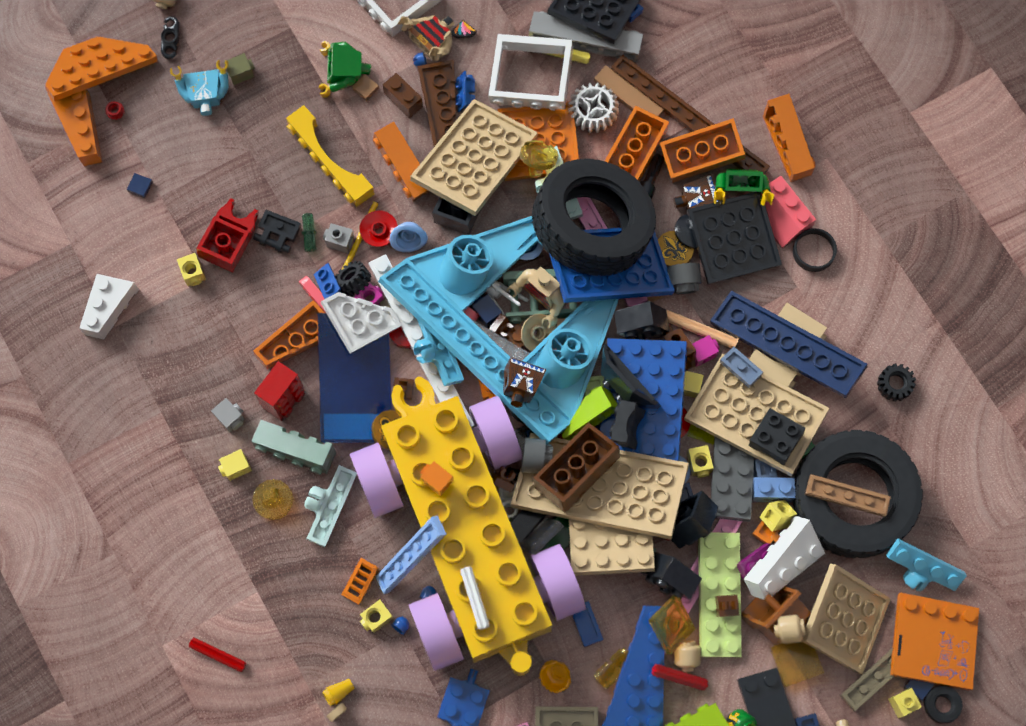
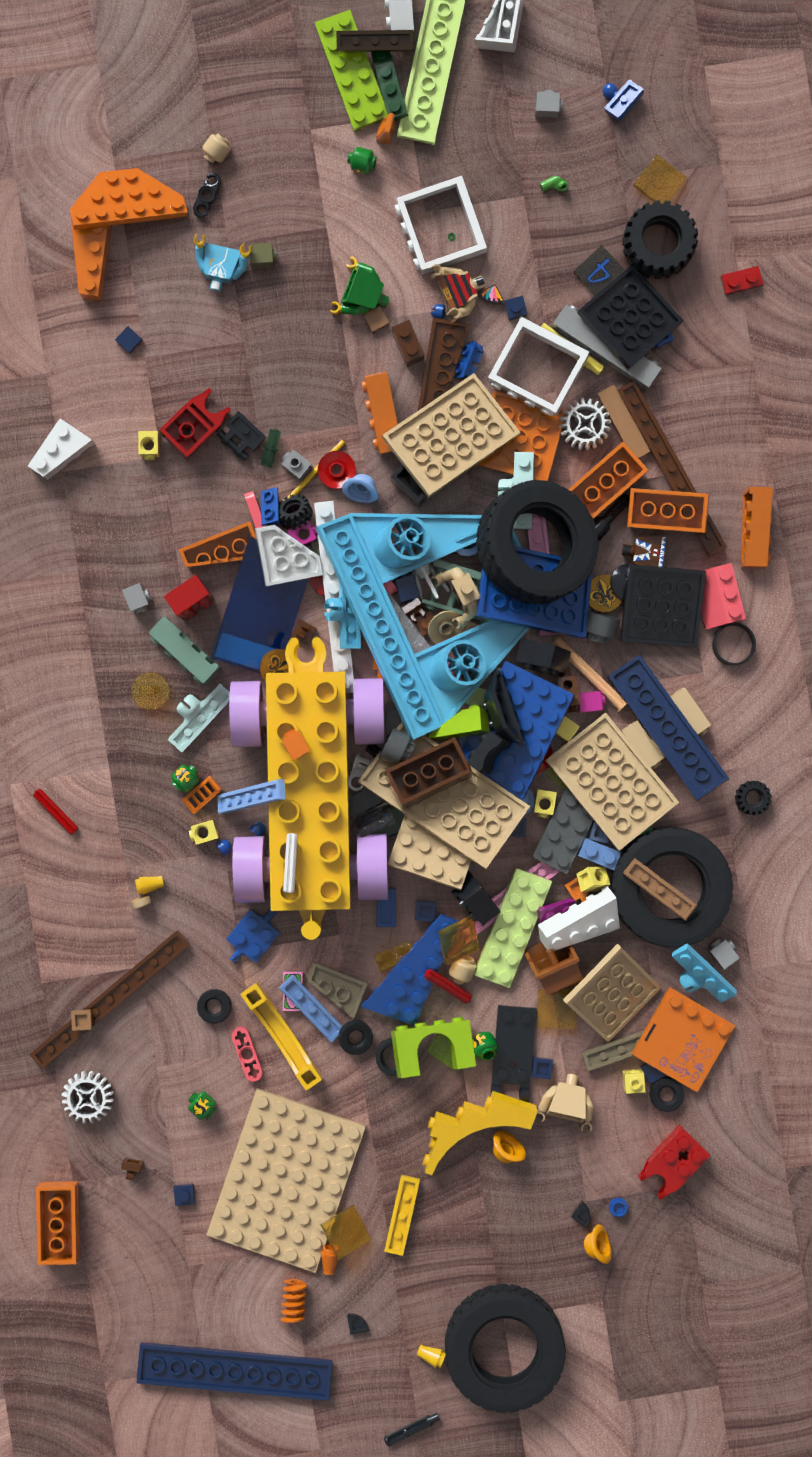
camera: 20 degrees right, 15 degrees up
(112, 106) = (129, 247): red plate -> none
(234, 465) = (126, 647): light yellow brick -> none
(337, 570) = (185, 778): none -> green head
(356, 187) = (303, 336): yellow arch -> none
(488, 33) = (515, 308): none -> dark blue plate
(503, 481) = (358, 757): reddish brown tile -> none
(521, 381) = (409, 675): reddish brown torso -> none
(538, 157) = (511, 459): clear yellow tile -> none
(555, 676) = (341, 943): light orange hair -> none
(626, 612) = (425, 911): none -> dark blue plate
(694, 519) = (515, 857): black brick -> none
(727, 605) = (514, 941): reddish brown tile -> none
(741, 367) = (616, 734): sand blue plate -> none
(743, 181) = (693, 556): green torso -> none
(777, 436) = (619, 812): black brick -> none
(790, 629) = (557, 987): tan head -> none
(935, 540) = (723, 952): none -> light grey brick

